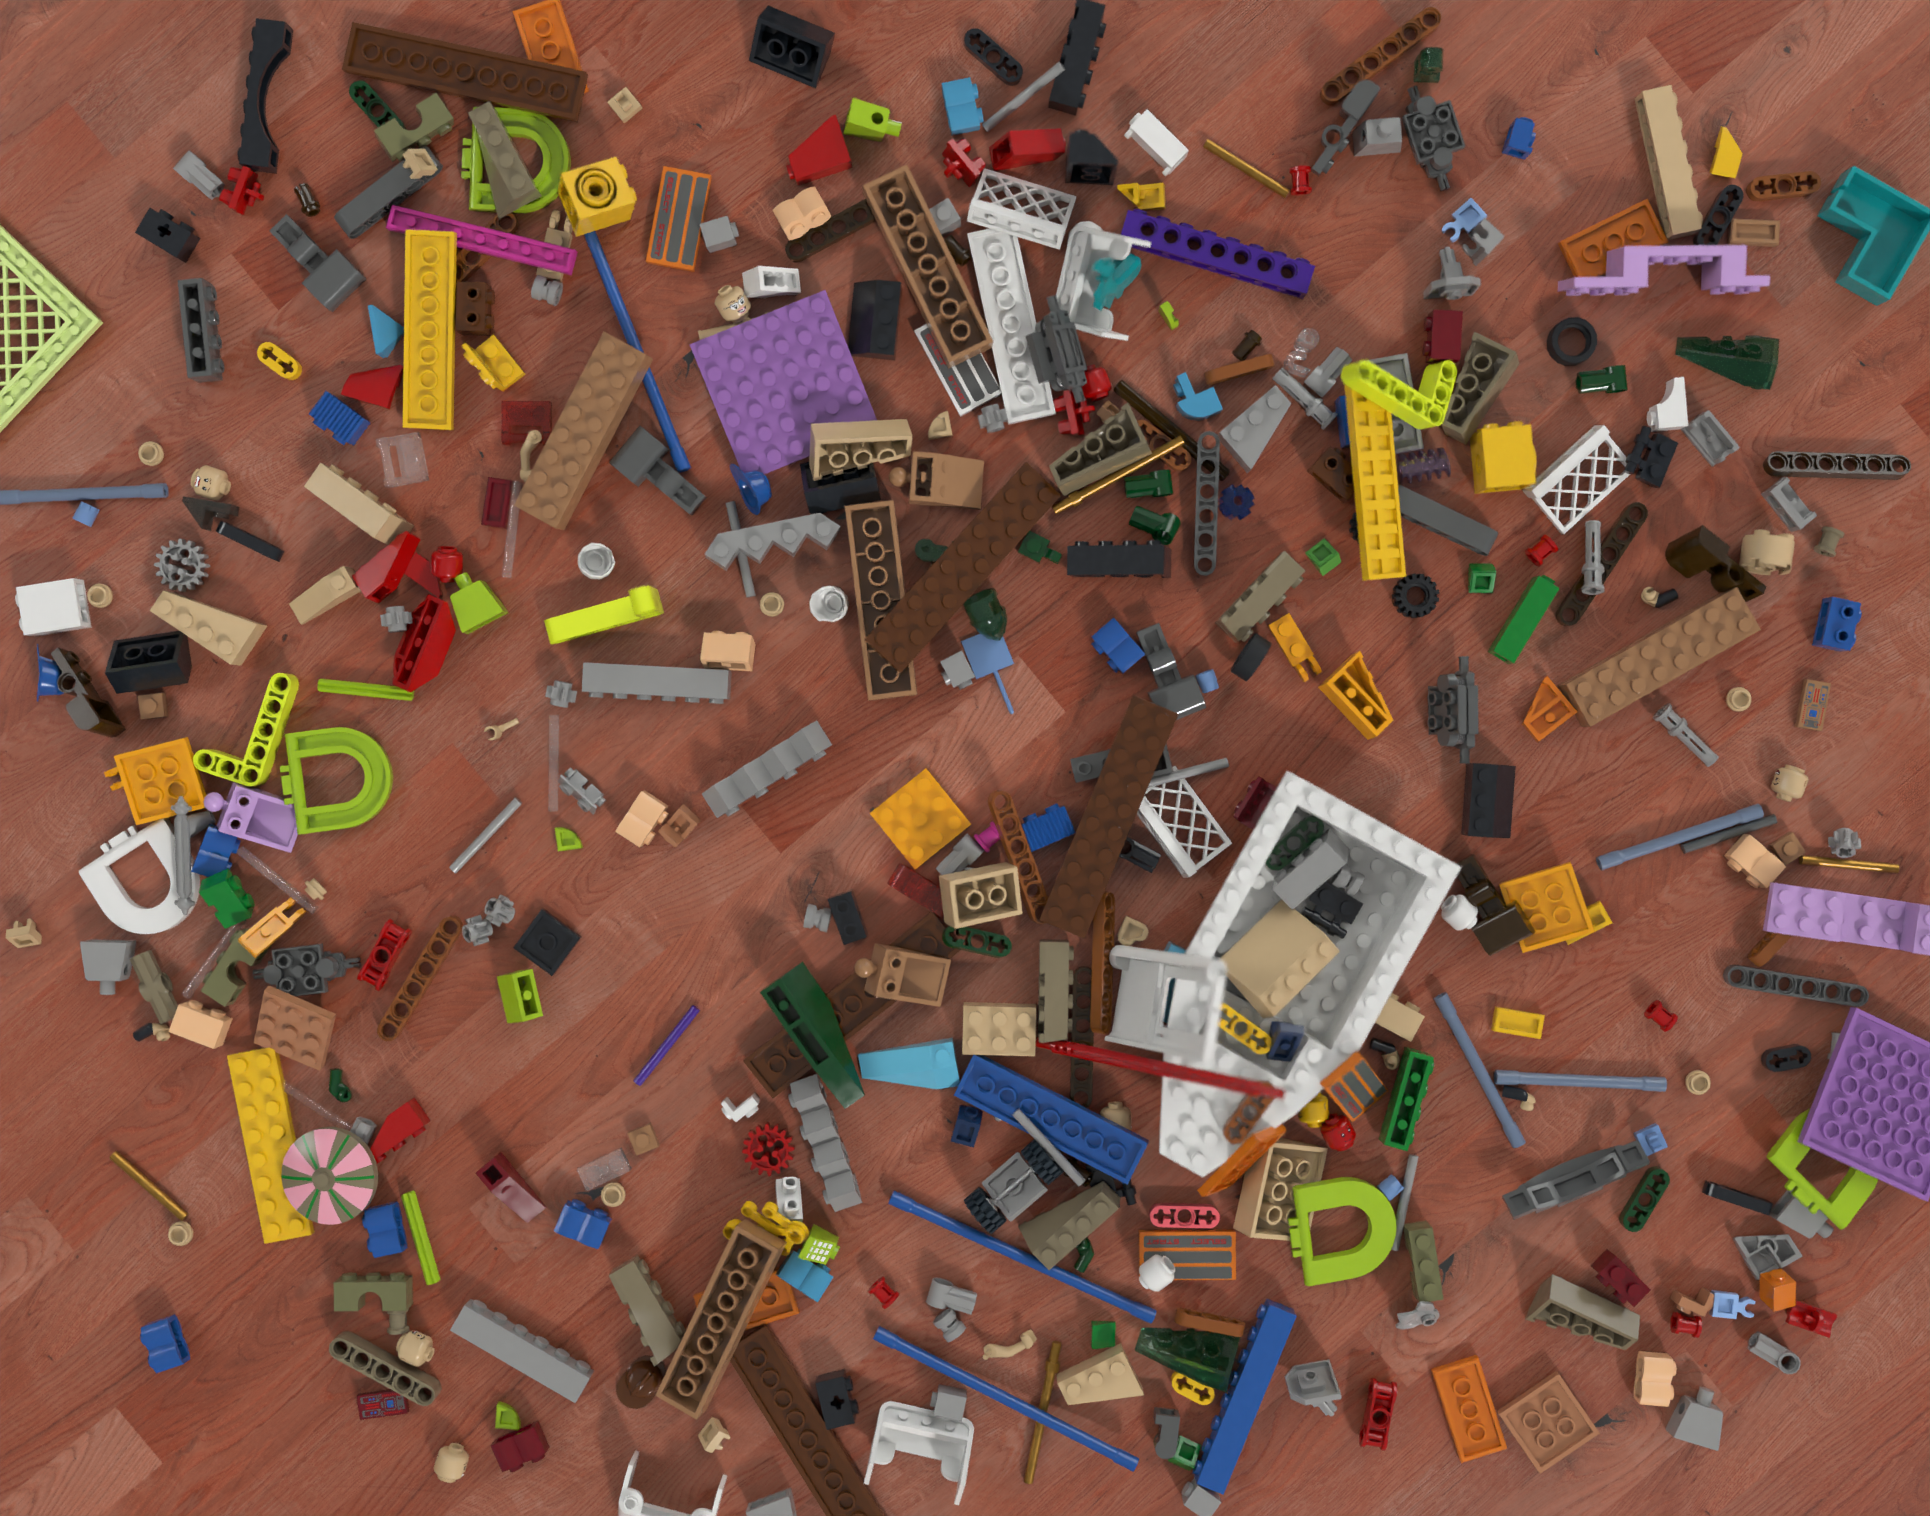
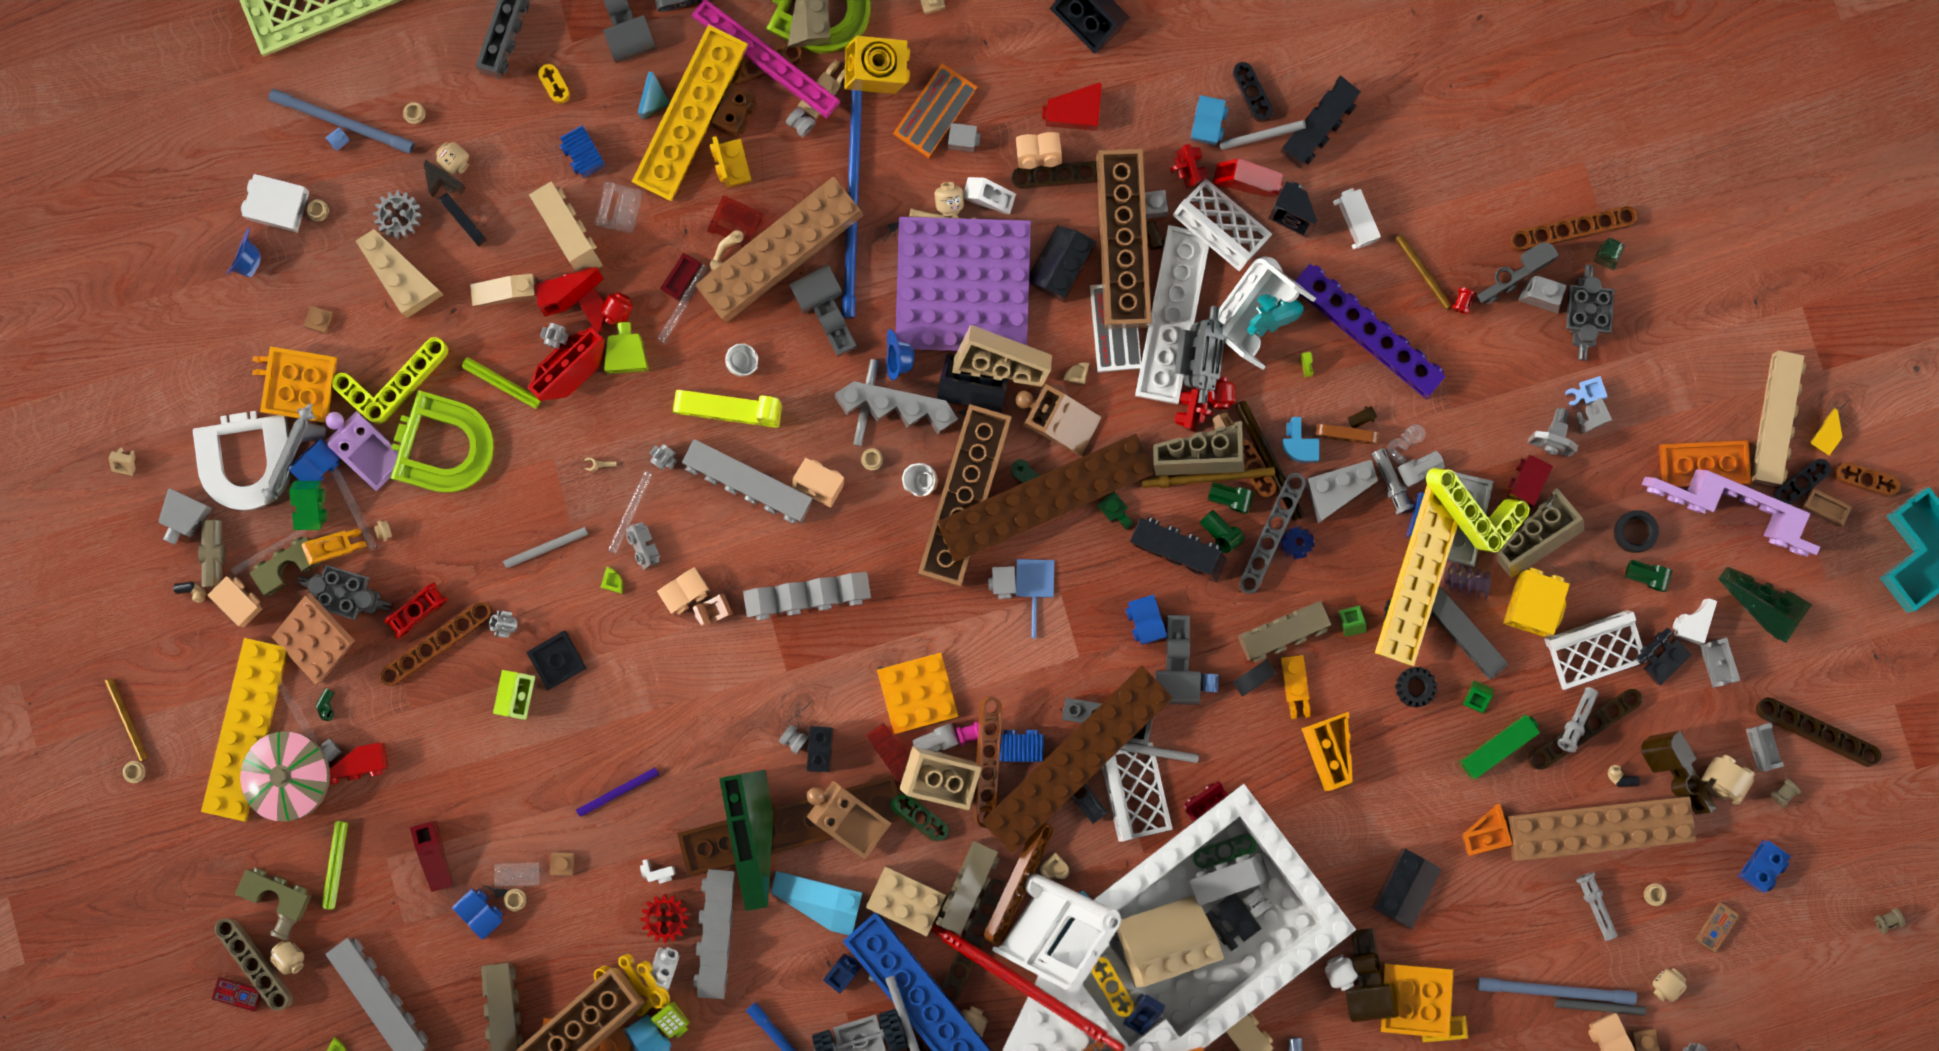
camera: 20 degrees right, 5 degrees down
(87, 708) = (266, 297): dark brown plate -> none
(149, 662) = (333, 282): black slope -> none
(165, 1343) = (77, 860): blue brick -> none
(374, 385) = (623, 137): red slope -> none
(385, 1229) = (308, 844): blue brick -> none
(499, 910) = (529, 615): light grey gear -> none
(861, 118) = (1121, 95): lime torso -> none
(987, 614) = (1048, 545): clear green helmet -> none
(992, 418) = (1123, 385): light grey gear -> none
(1146, 196) = (1329, 258): yellow slope -> none
(1334, 473) = (1390, 554): reddish brown brick -> none
(1455, 709) = (1409, 797): dark grey piece -> none
(1520, 138) = (1661, 345): blue brick -> none
(1541, 550) = (1538, 695): red bush -> none

